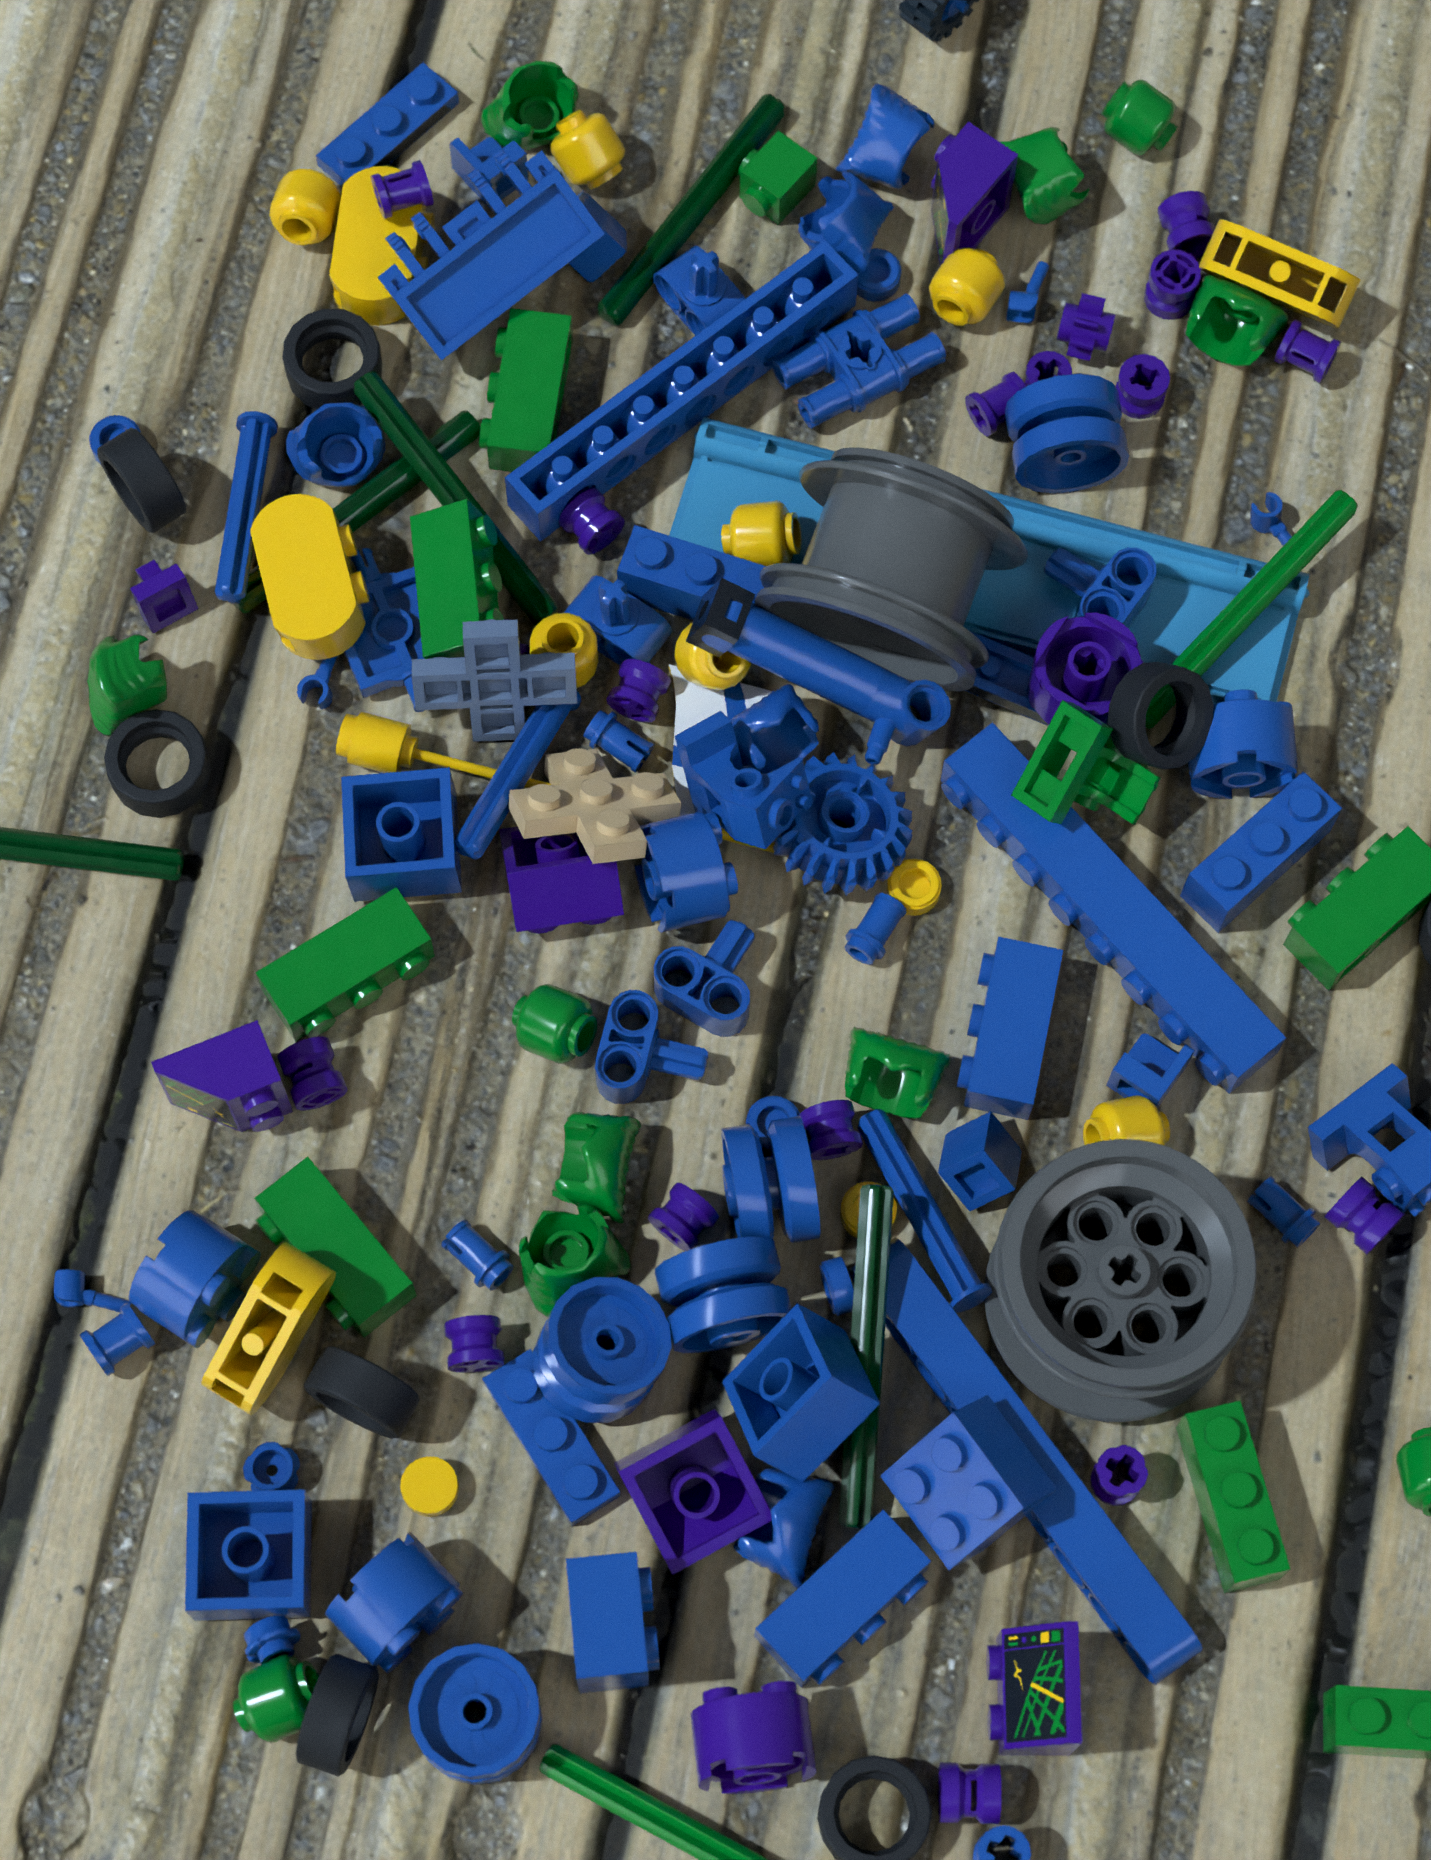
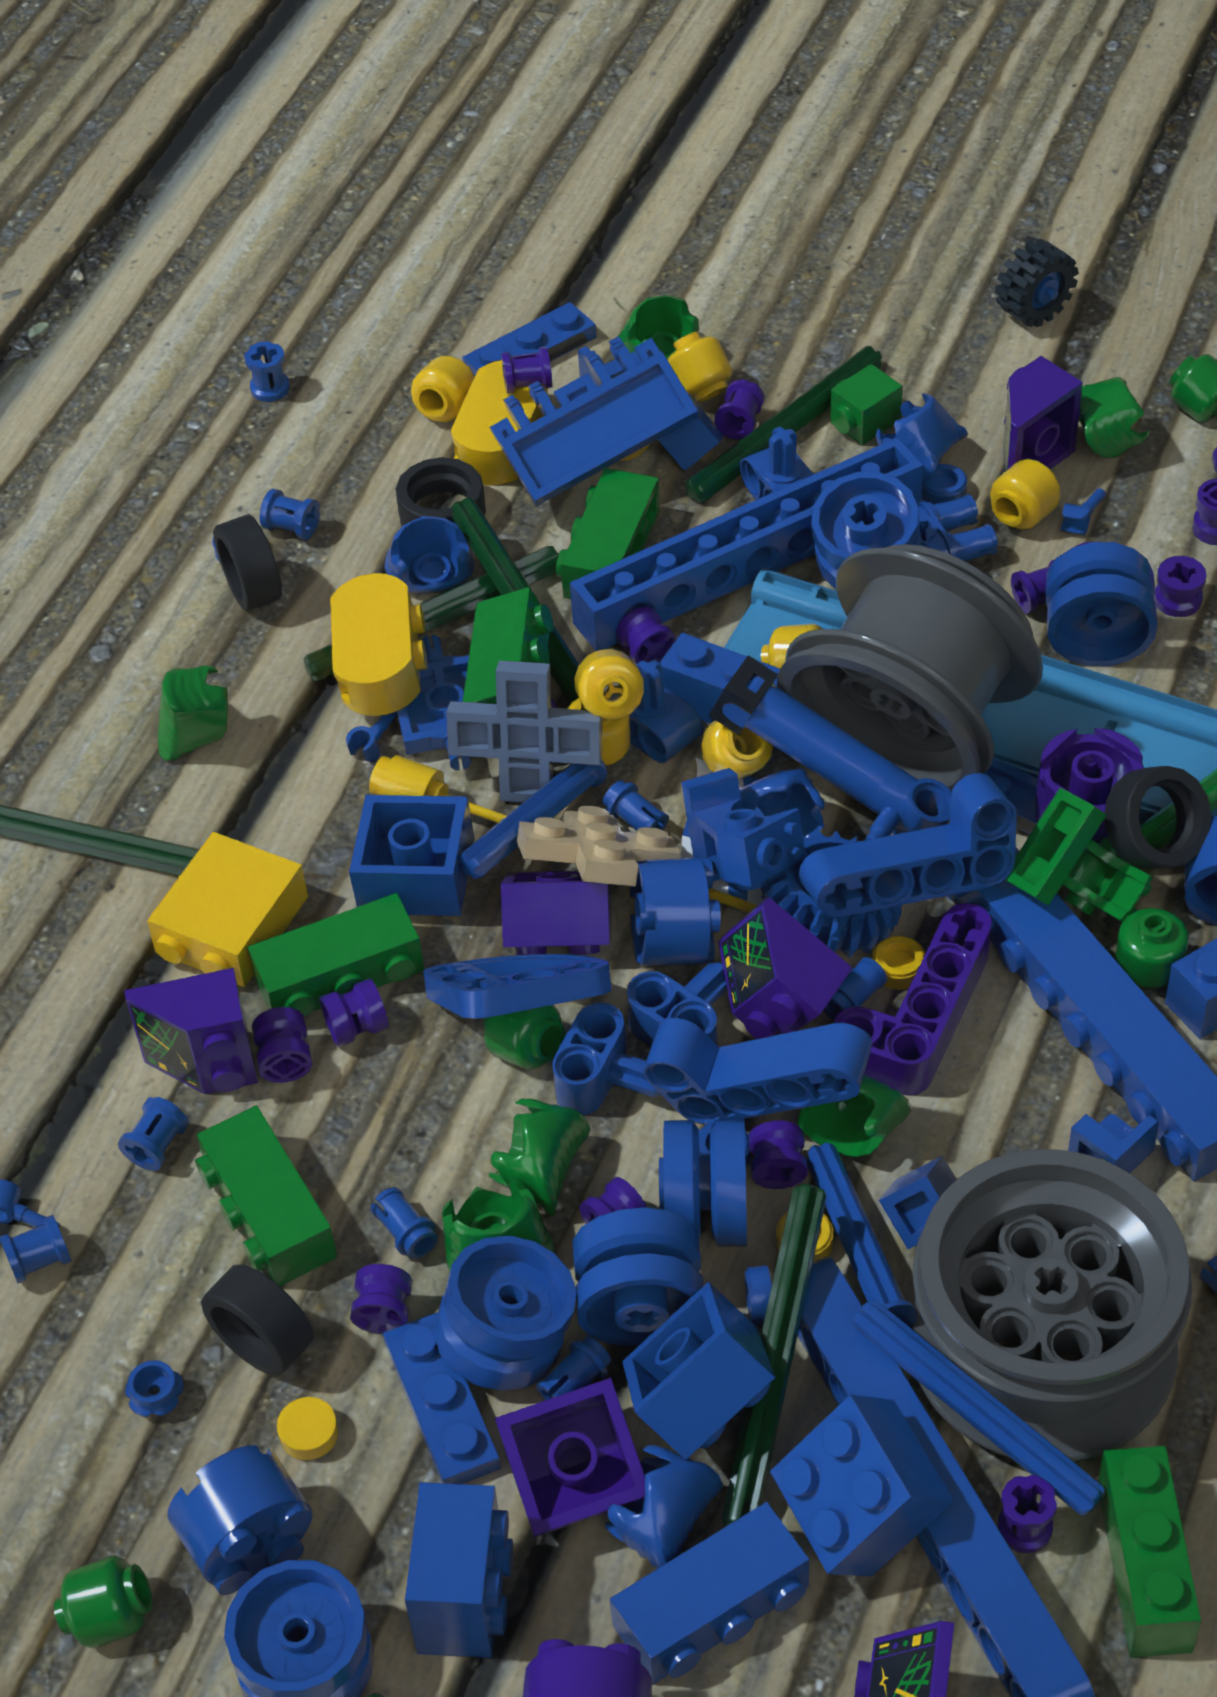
camera: 15 degrees right, 20 degrees down
(103, 199) = (268, 371): none -> blue bush
(149, 726) = (211, 810): black tyre -> none
(152, 401) = (276, 512): none -> blue bush
(162, 595) = (245, 655): dark purple tile -> none
(193, 1277) = (119, 1195): blue brick -> none
(205, 1172) = (153, 1133): none -> blue bush
(218, 920) = (224, 904): none -> yellow brick
(244, 504) = (359, 545): blue axle -> none
(248, 1554) = (107, 1456): blue brick -> none
(268, 1328) = (178, 1244): yellow brick -> none
(270, 1639) = (108, 1539): blue plate -> none
(337, 1714) = (156, 1620): black tyre -> none
(378, 1025) = (354, 1012): none -> dark purple wheel
(577, 621) = (601, 670): none -> yellow head
(593, 975) = (515, 983): none -> blue beam
(638, 690) = (662, 770): dark purple wheel -> none
(640, 199) = (742, 403): none -> dark purple bush
(676, 1389) = (577, 1369): none -> blue pin
(802, 1055) = (757, 1074): none -> blue beam
(805, 940) = (777, 971): none -> dark purple slope
(806, 348) = (859, 515): none -> blue wheel
(886, 138) = (967, 378): blue hair -> none
(928, 798) = (921, 863): none -> blue beam
(952, 929) = (937, 992): none -> dark purple beam
(1010, 1027) = (974, 1086): blue brick -> none
(1085, 327) = (1134, 530): dark purple gear -> none
(1102, 589) = (1140, 718): blue beam -> none
(1104, 1411) = (978, 1407): none -> blue axle
(1164, 846) = (1149, 946): none -> green head

